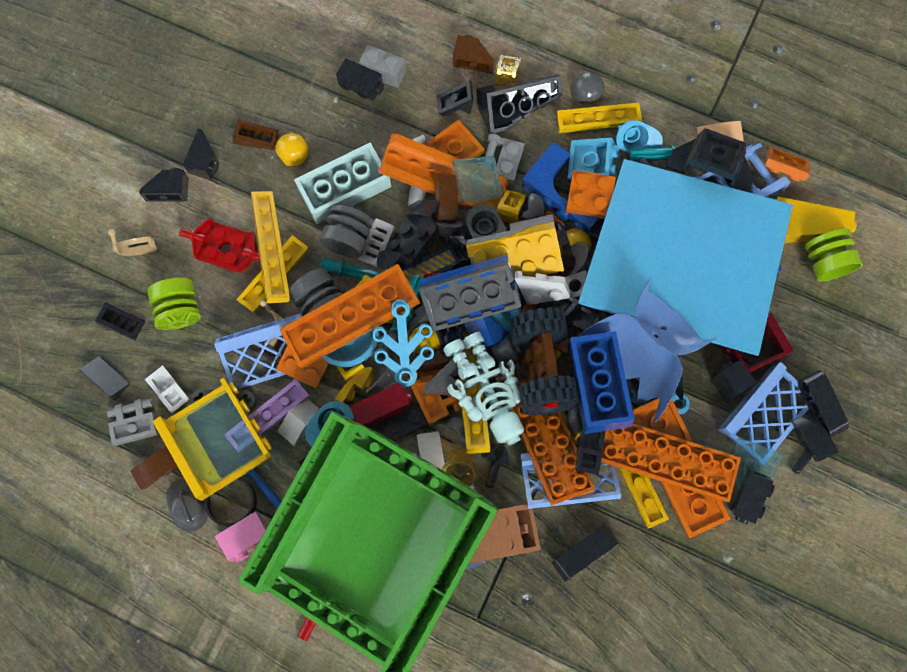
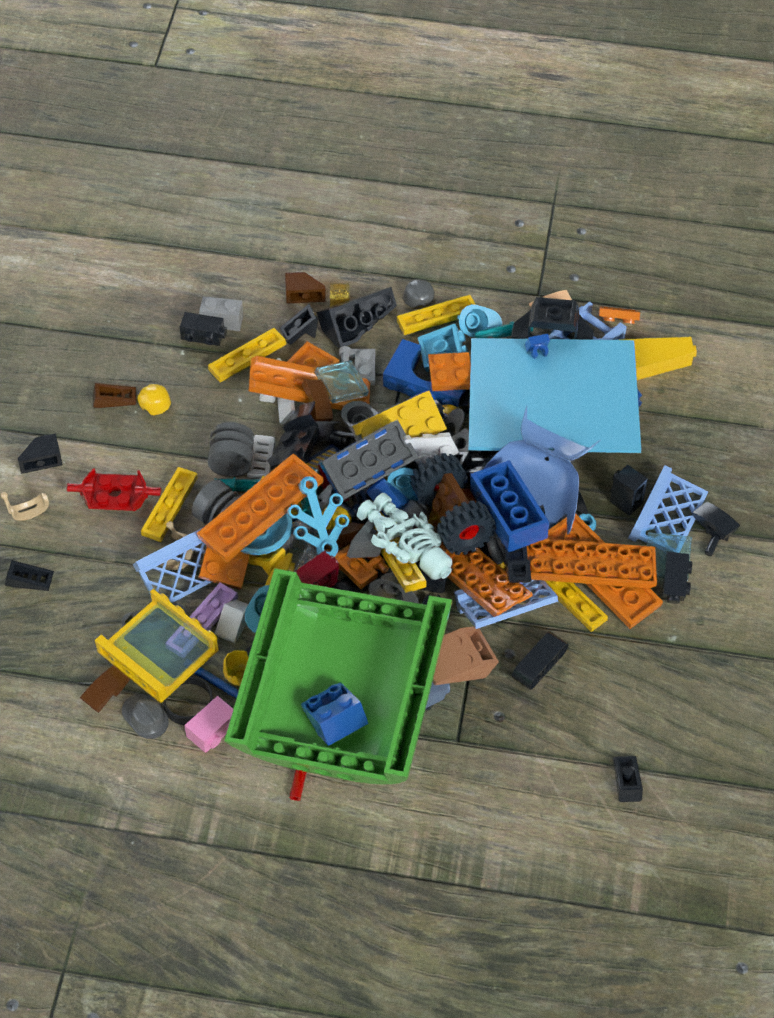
camera: 20 degrees left, 20 degrees down
(105, 377) = (28, 627): slope -> none
(132, 428) = (71, 661): light grey plate -> none
(167, 389) = (94, 622): white slope -> none
(173, 303) = (82, 544): lime wheel -> none
(201, 158) = (69, 423): black slope -> none
(270, 247) = (161, 477): yellow plate -> none
(282, 479) = (234, 666): none -> yellow hair
(342, 182) = (221, 403): light aqua brick -> none
(356, 575) = (335, 713): none -> blue slope
(395, 120) = (241, 357): none -> yellow plate
(511, 206) = (379, 400): yellow slope -> none
(532, 208) = (402, 393): dark grey hair -> none
(689, 188) = (537, 343): none -> blue tile
(777, 340) = (652, 449): dark red window -> none
(823, 402) = (713, 489): black beam -> none
(833, 255) = (683, 373): lime wheel -> none

